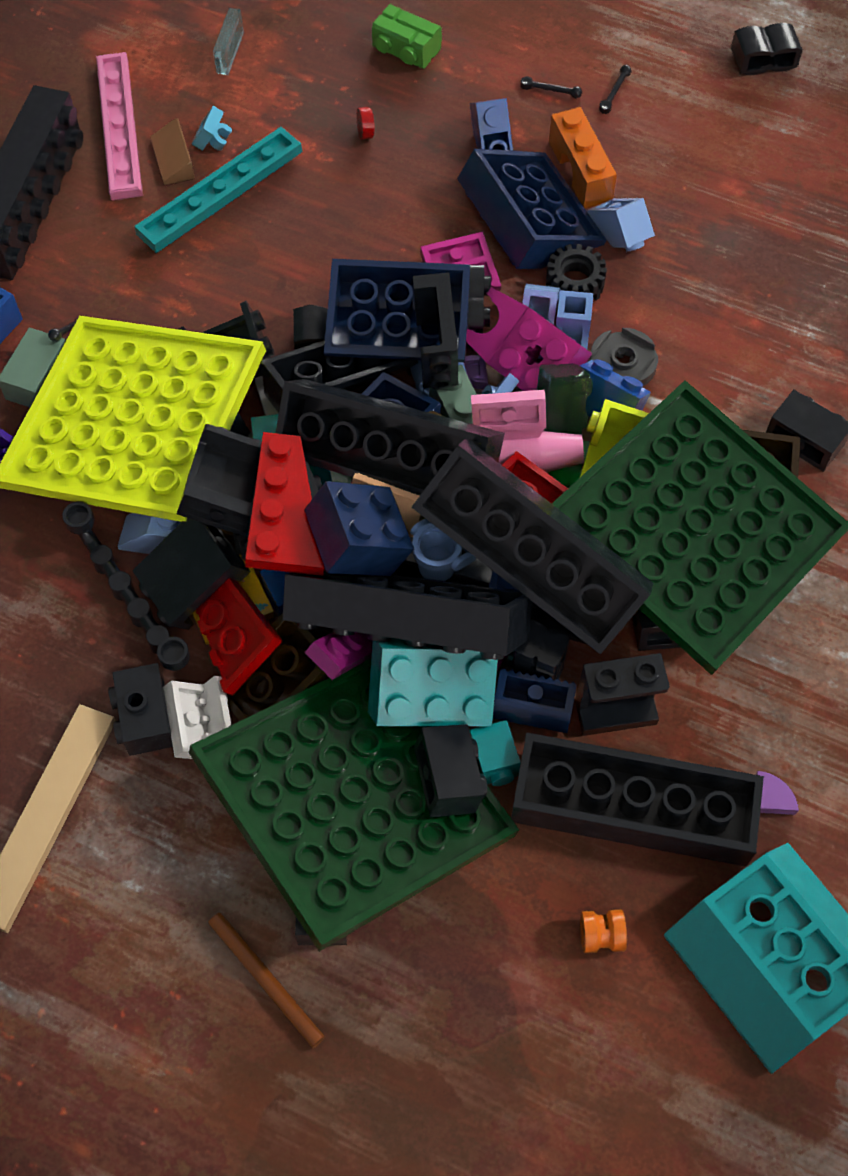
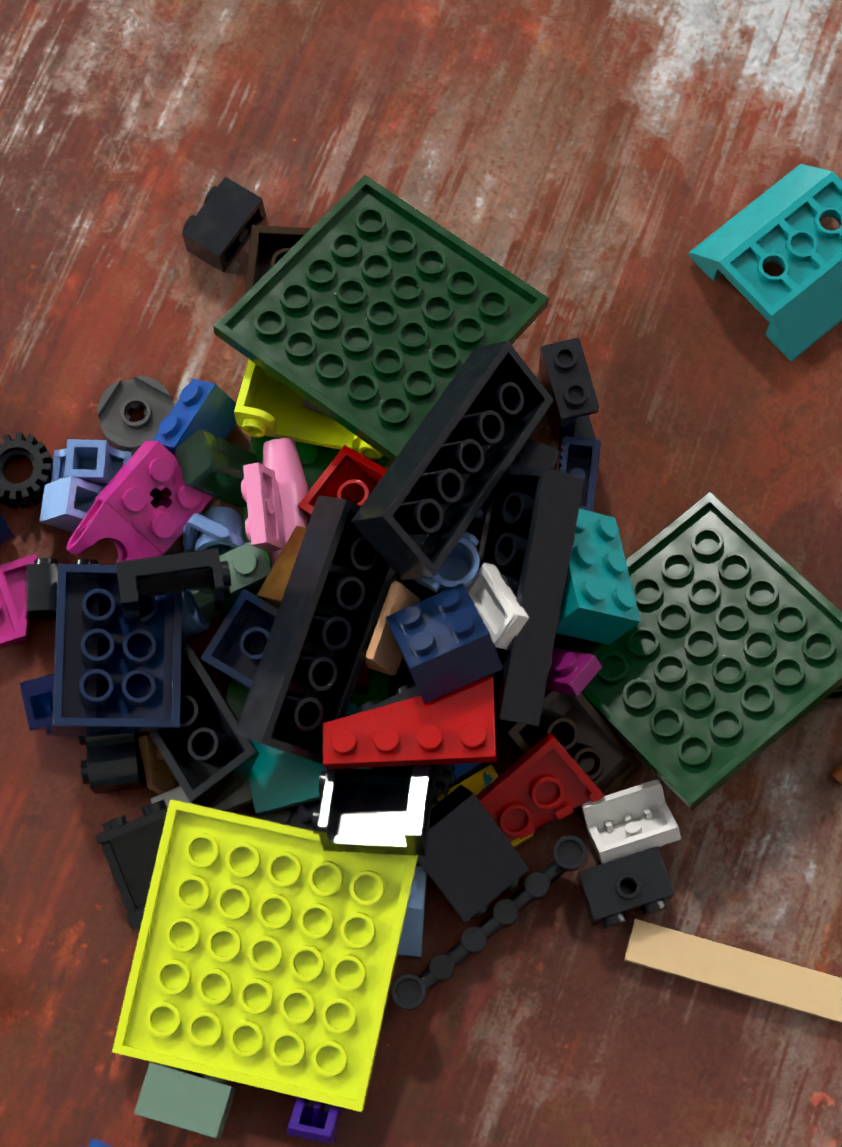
camera: 90 degrees left, 10 degrees up
(56, 334) = (101, 1061): black hinge -> none
(391, 576) = (497, 605): none -> white tile
(449, 770) = (669, 554): black brick -> none
(496, 753) = (637, 518): teal brick -> none
(603, 931) = (799, 411): orange wheel -> none
(638, 799) = (670, 384): black brick -> none
(777, 796) = (640, 266): medium lavender tile -> none

